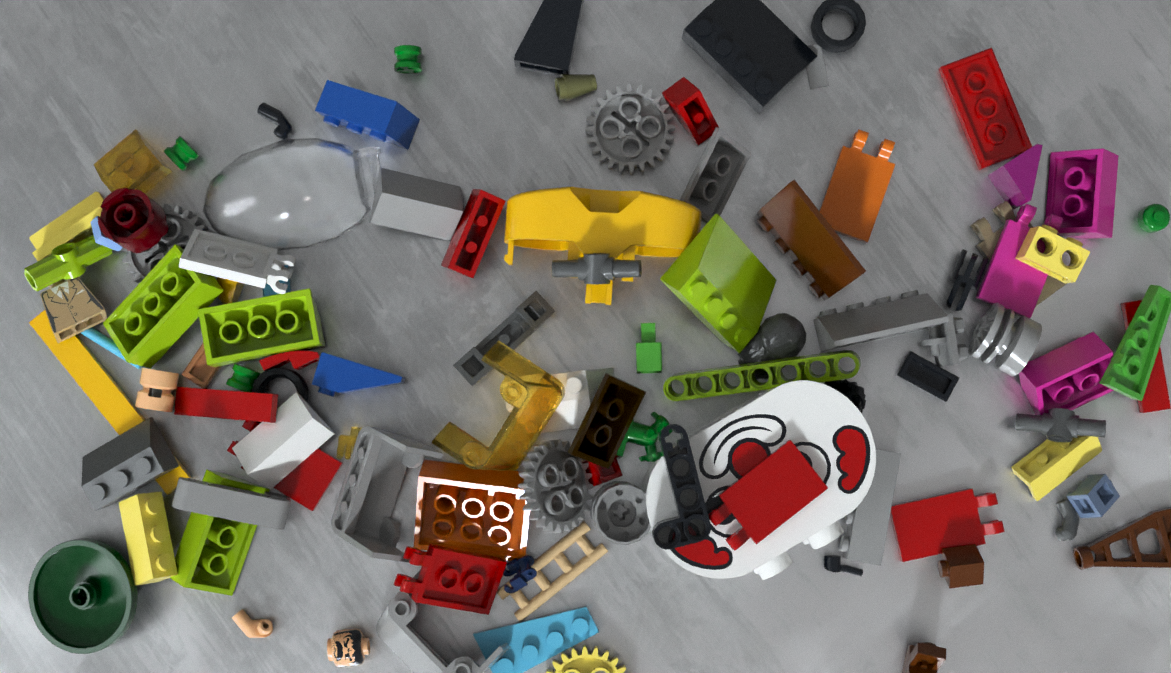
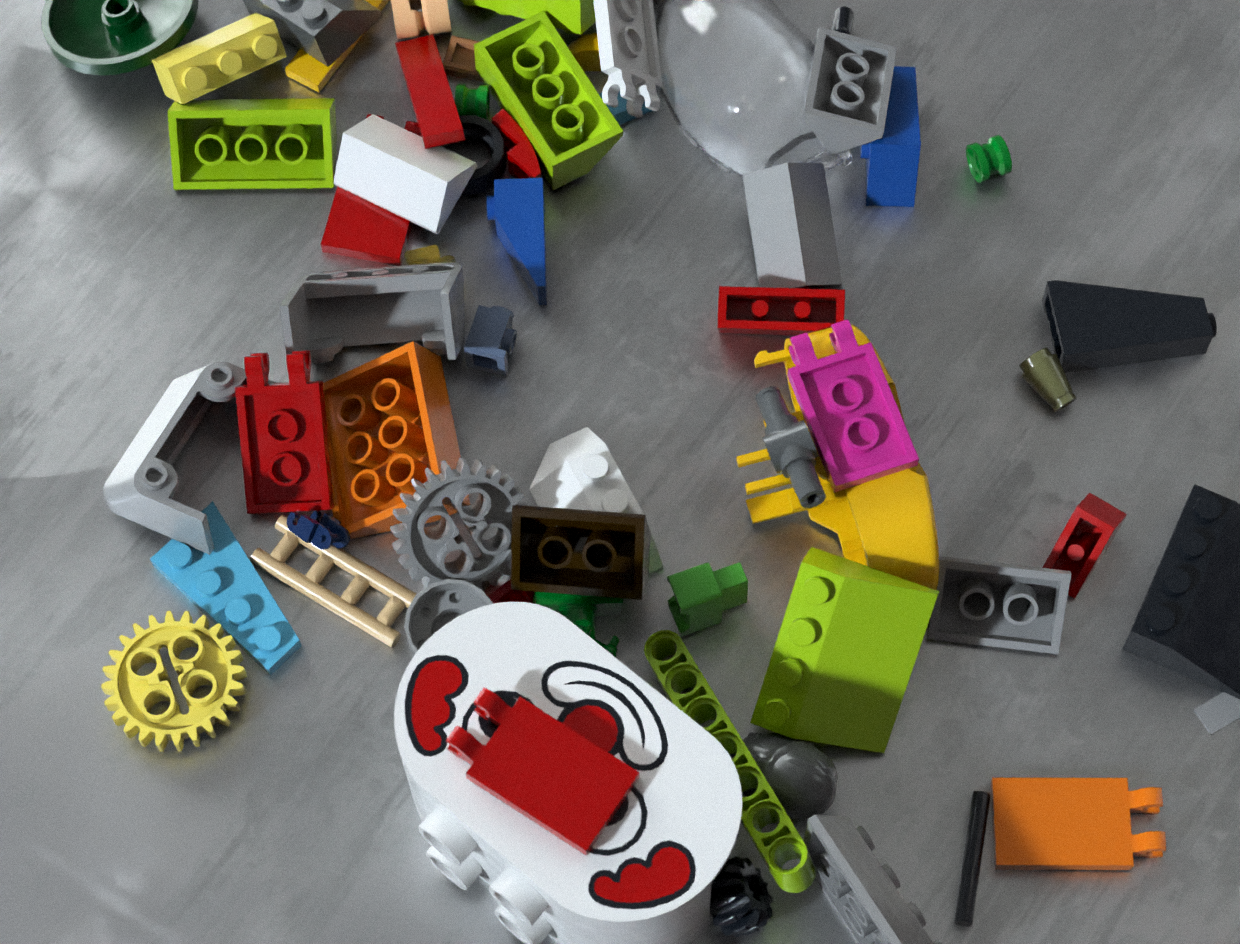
camera: 70 degrees right, 20 degrees down
(232, 503) = (298, 132): light grey beam -> none
(253, 628) = (137, 224): light nougat arm -> none
(336, 130) = (848, 90): none -> light grey slope
(348, 647) = (144, 346): head -> none
(422, 422) = (490, 340): none -> sand blue brick
(511, 332) = (646, 407): dark grey slope -> none
(534, 400) = (545, 450): clear yellow windscreen -> none
(584, 222) = (849, 410): none -> dark pink tile
(647, 112) = (1055, 485): light grey gear -> none
(678, 484) = (511, 633): black beam -> none
(809, 241) = (955, 764): reddish brown slope -> none
(871, 261) = (972, 858): none -> black bar

